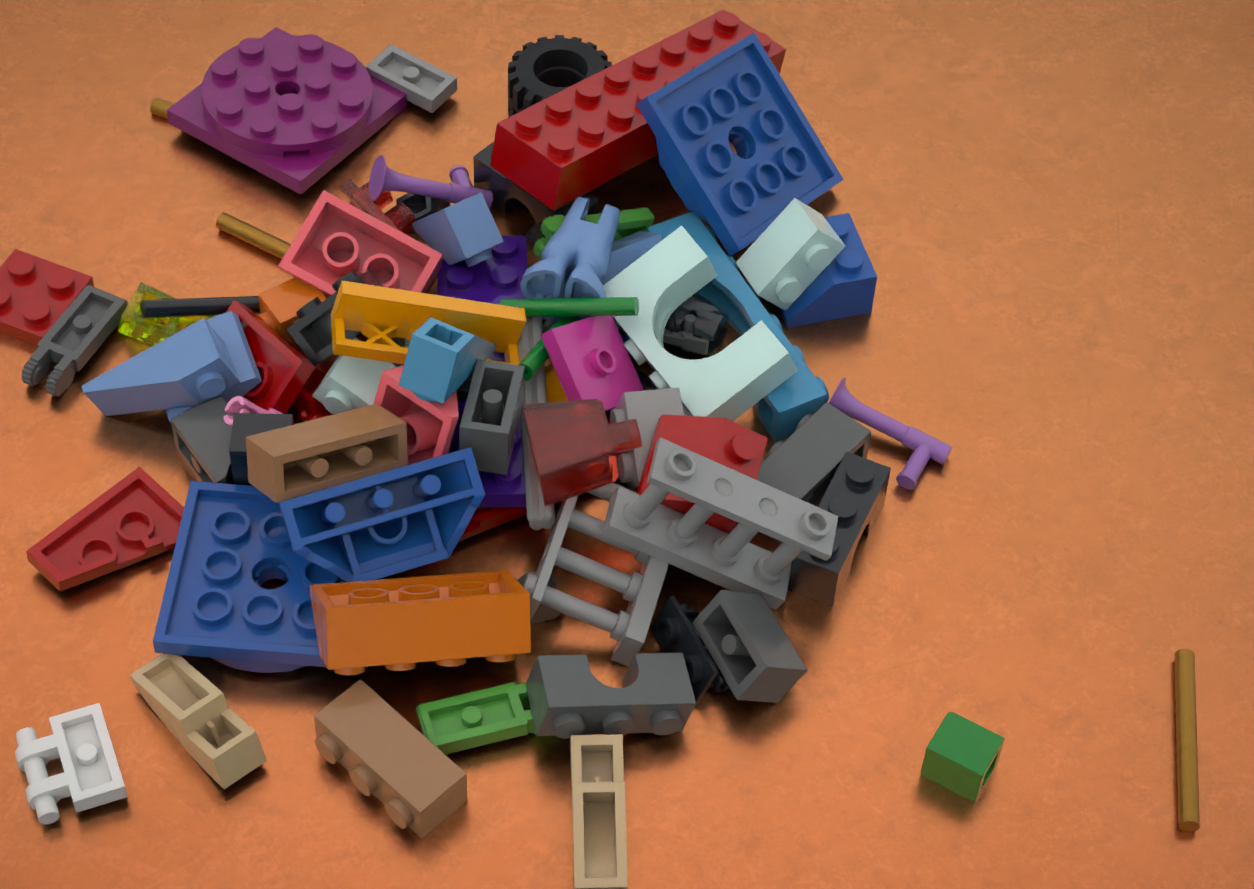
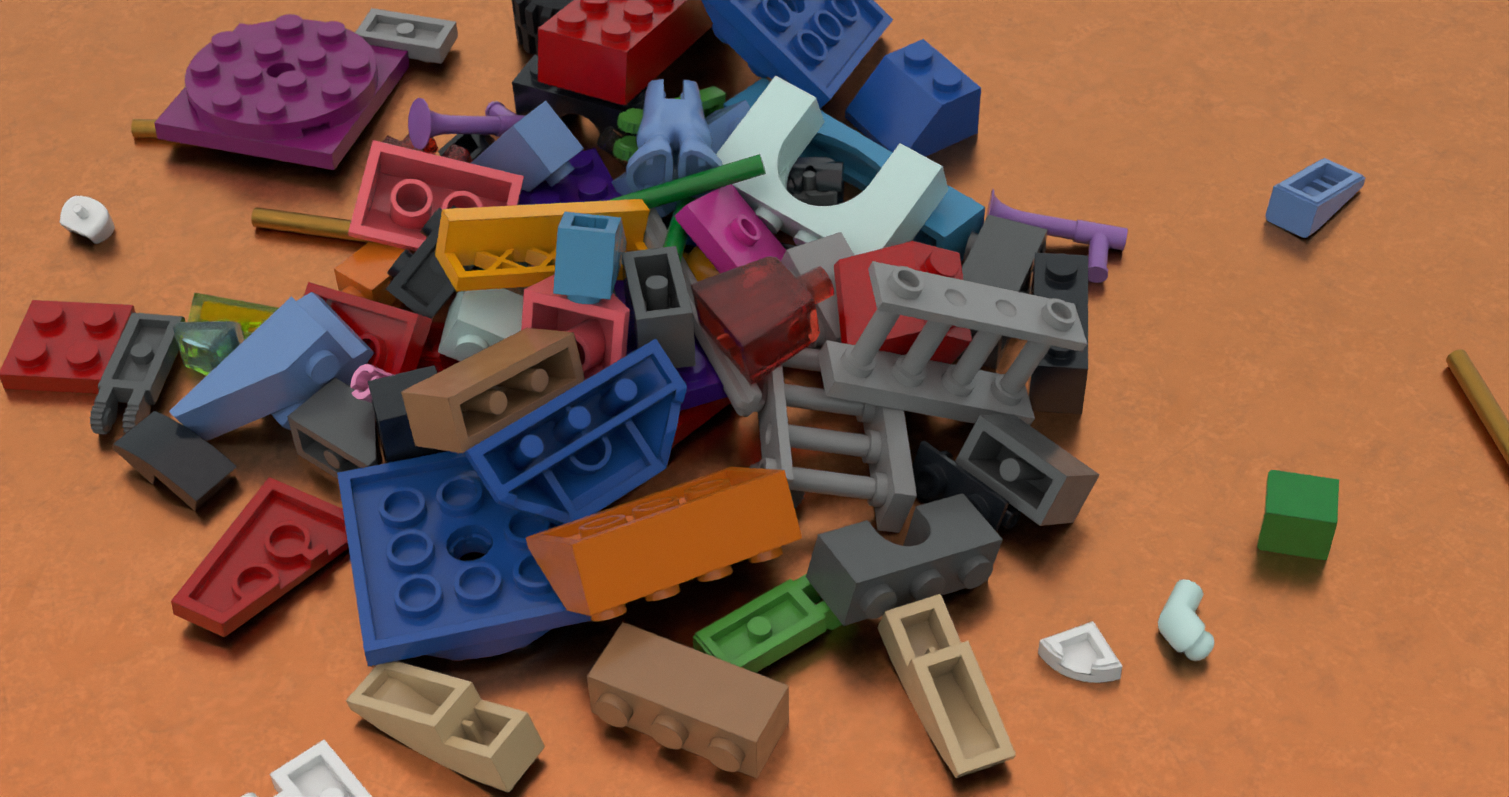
camera: 15 degrees left, 5 degrees down
(77, 426) = (177, 457): none -> black slope
(84, 184) = (87, 218): none -> white piece
(136, 331) = (207, 343): none -> clear light blue slope
(194, 306) = (262, 302): black bar -> none
(725, 819) = (1081, 654): none -> white tile
(790, 254) = (884, 89): light aqua brick -> none
(817, 819) = (1181, 624): none -> light aqua arm
(1135, 464) = (1312, 196): none -> medium blue slope

